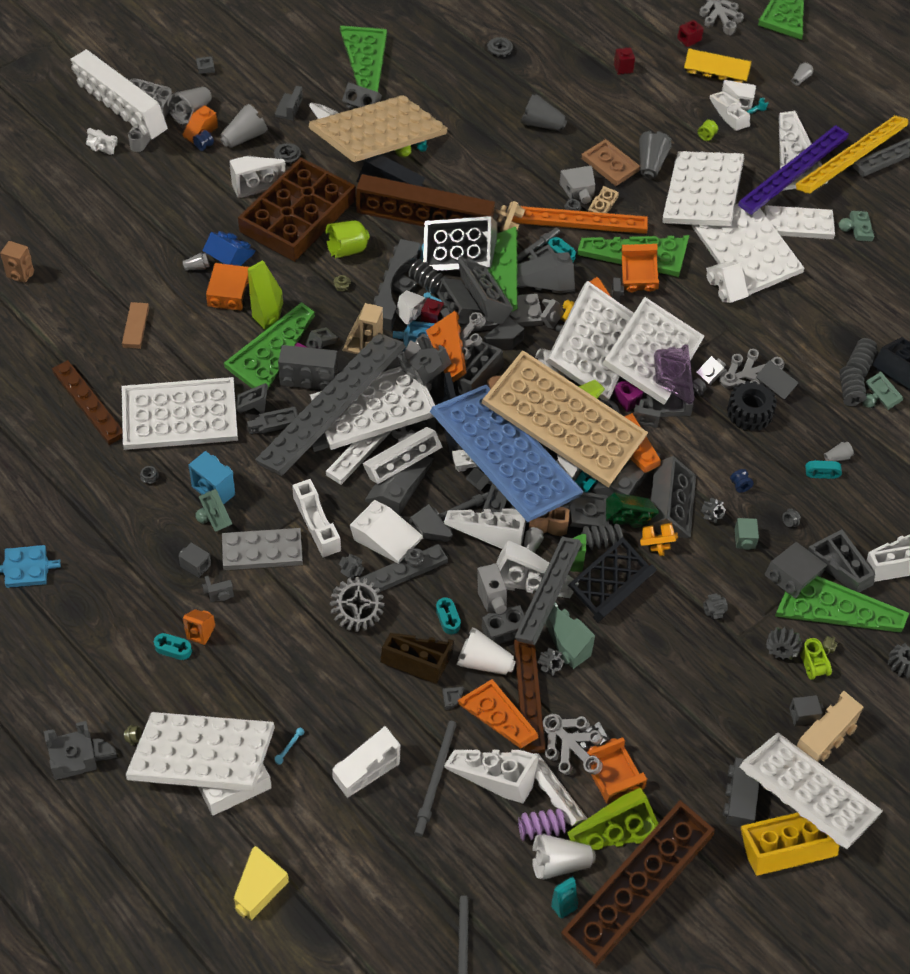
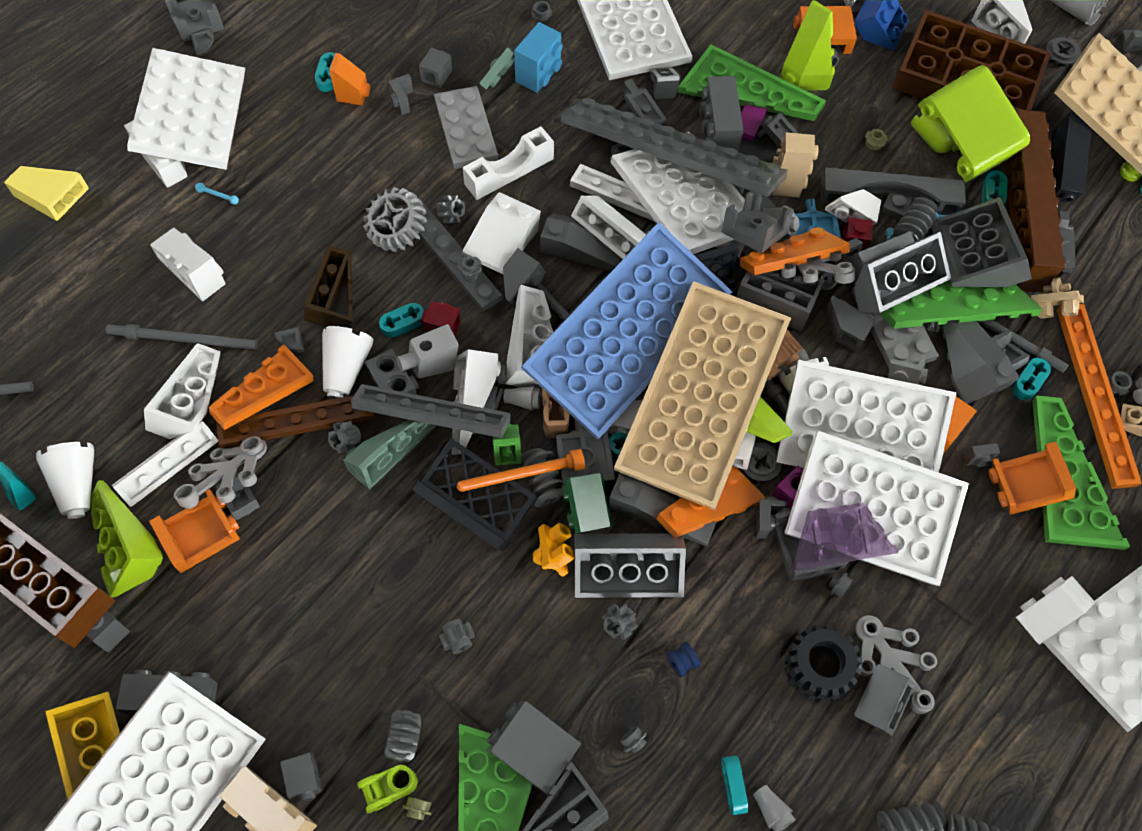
camera: 80 degrees right, 10 degrees up
(132, 734) = (211, 55): olive plate -> none
(364, 209) = (978, 121): none -> lime windscreen
(405, 227) = (989, 186): none -> teal beam
(456, 585) = (439, 315): none -> dark red brick
(541, 824) = (114, 450): lavender piece -> none
(598, 509) = (573, 460): none -> orange piece
(711, 370) = (878, 603): bracket -> none
(746, 533) = (588, 672): sand green brick -> none

